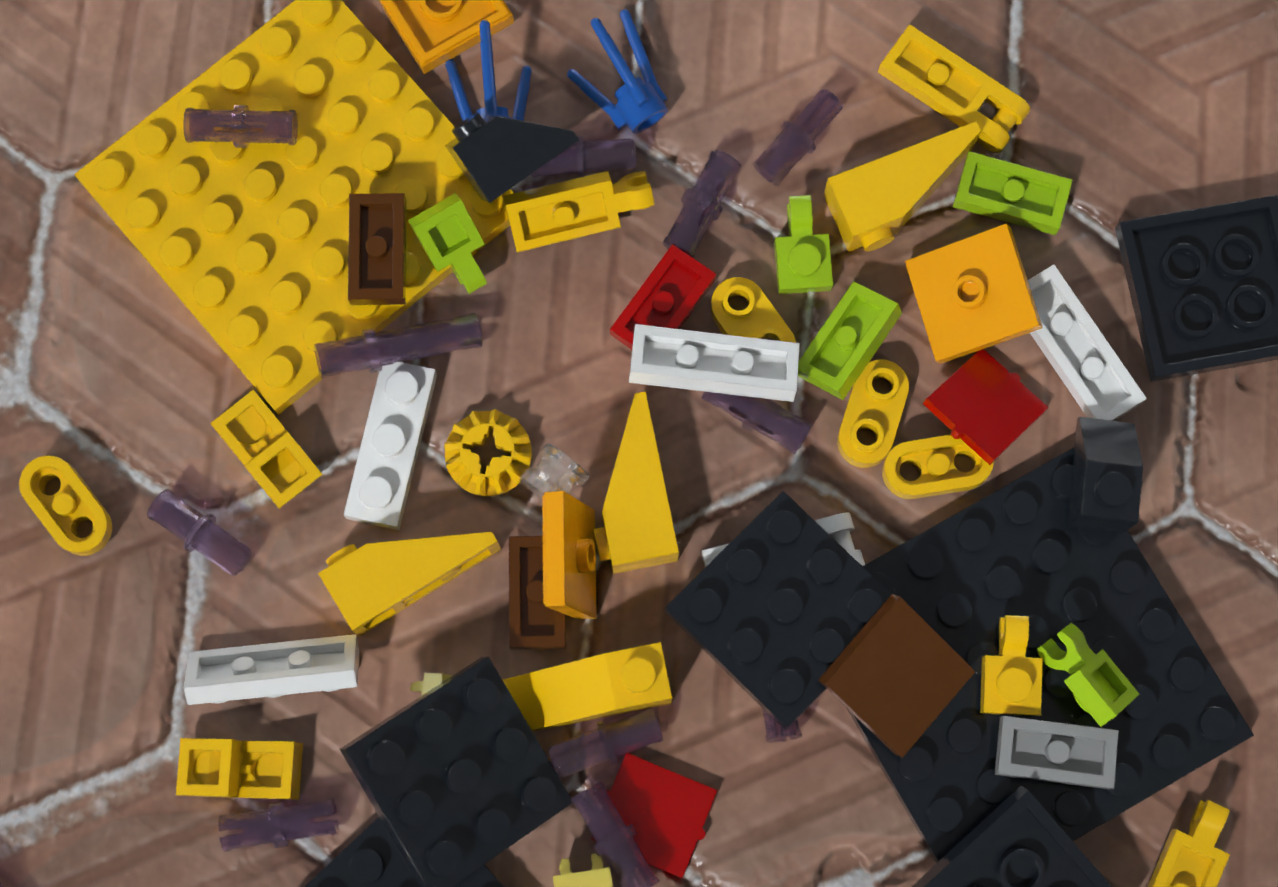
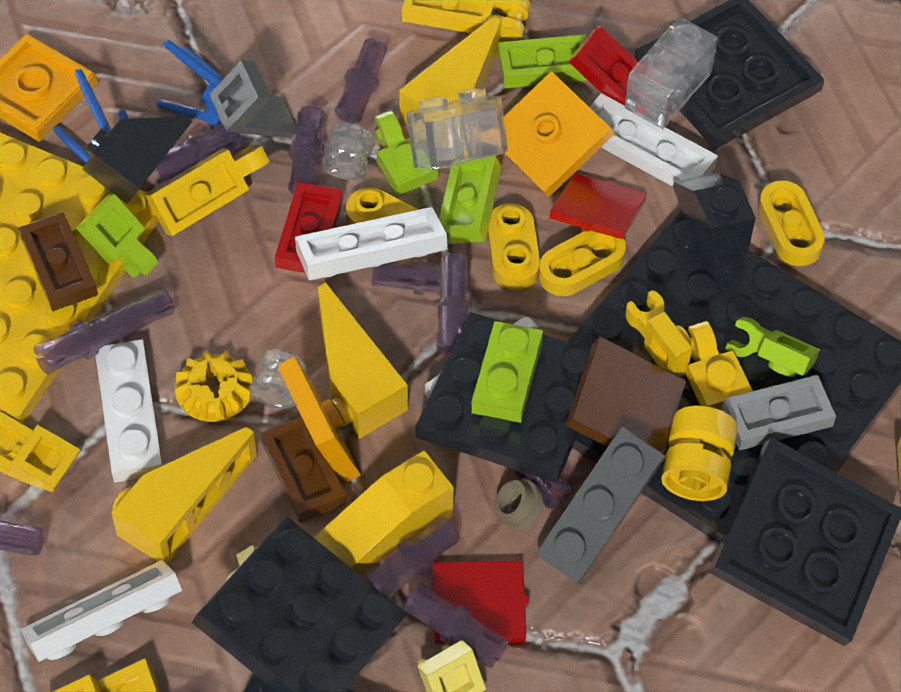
camera: 25 degrees left, 20 degrees down
(655, 137) = (247, 105): none -> dark grey bracket
(740, 729) = (519, 503): none -> dark tan plate
(744, 225) = (348, 151): none -> clear wheel
(773, 465) = (452, 302): none -> clear purple axle
(785, 591) = (507, 371): none -> lime plate
(819, 778) = (600, 505): none -> dark grey plate
(867, 260) = (457, 130): none -> clear brick
(946, 770) = (699, 453): none -> yellow wheel
(975, 620) = (664, 341): none -> yellow plate
(1081, 247) = (604, 64): none -> red plate
(1139, 281) = (670, 72): none -> clear brick
(1190, 516) = (791, 227): none -> yellow plate

